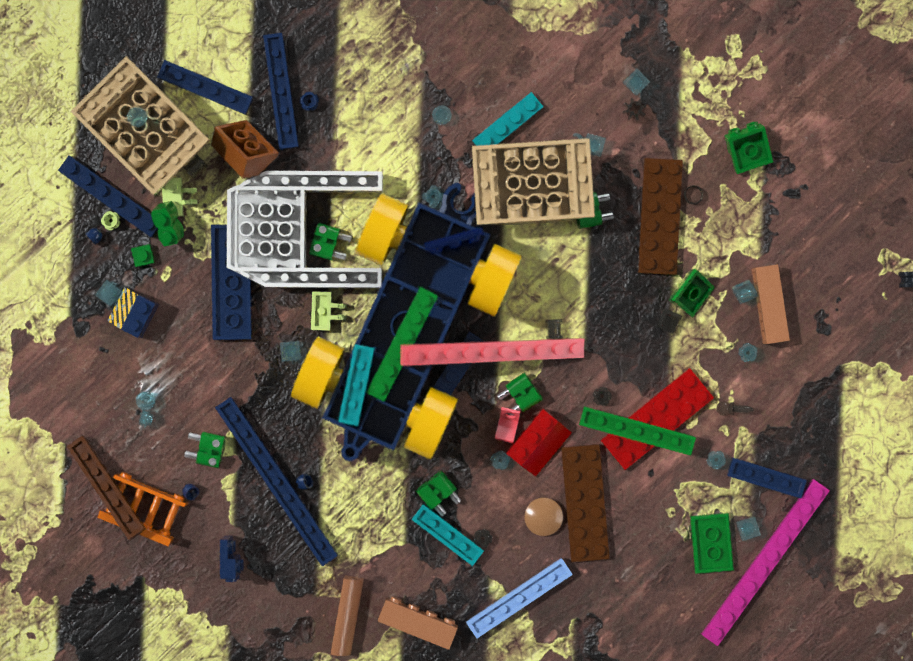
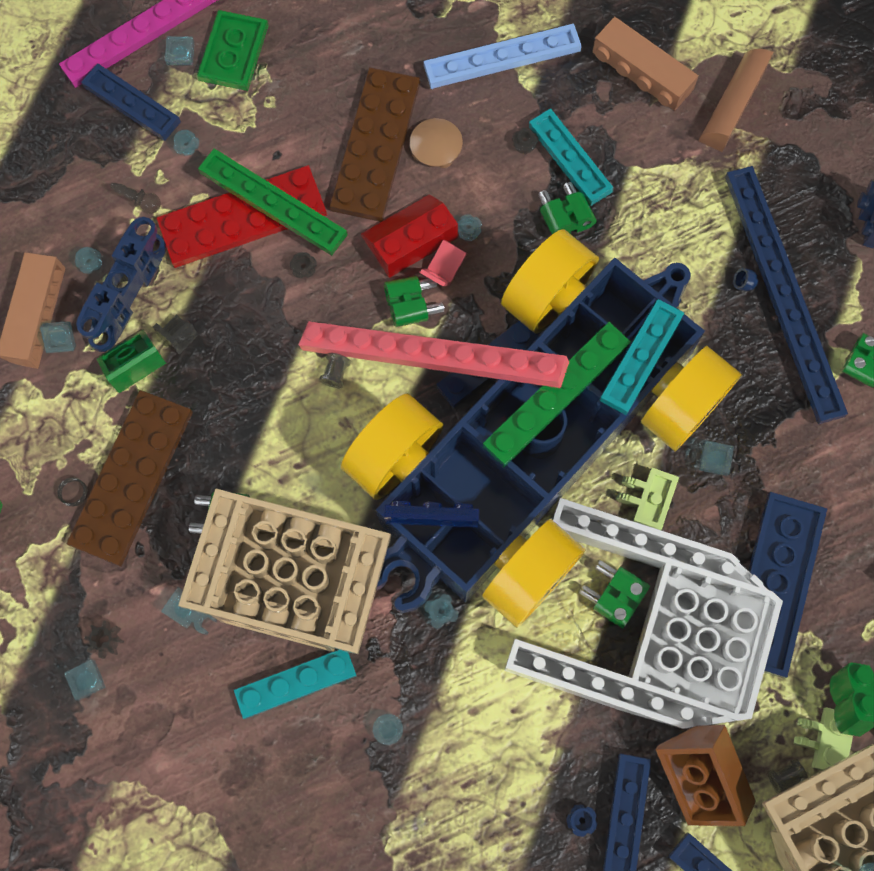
camera: 155 degrees left, 15 degrees down
(712, 327) = (115, 301): none -> dark blue piece

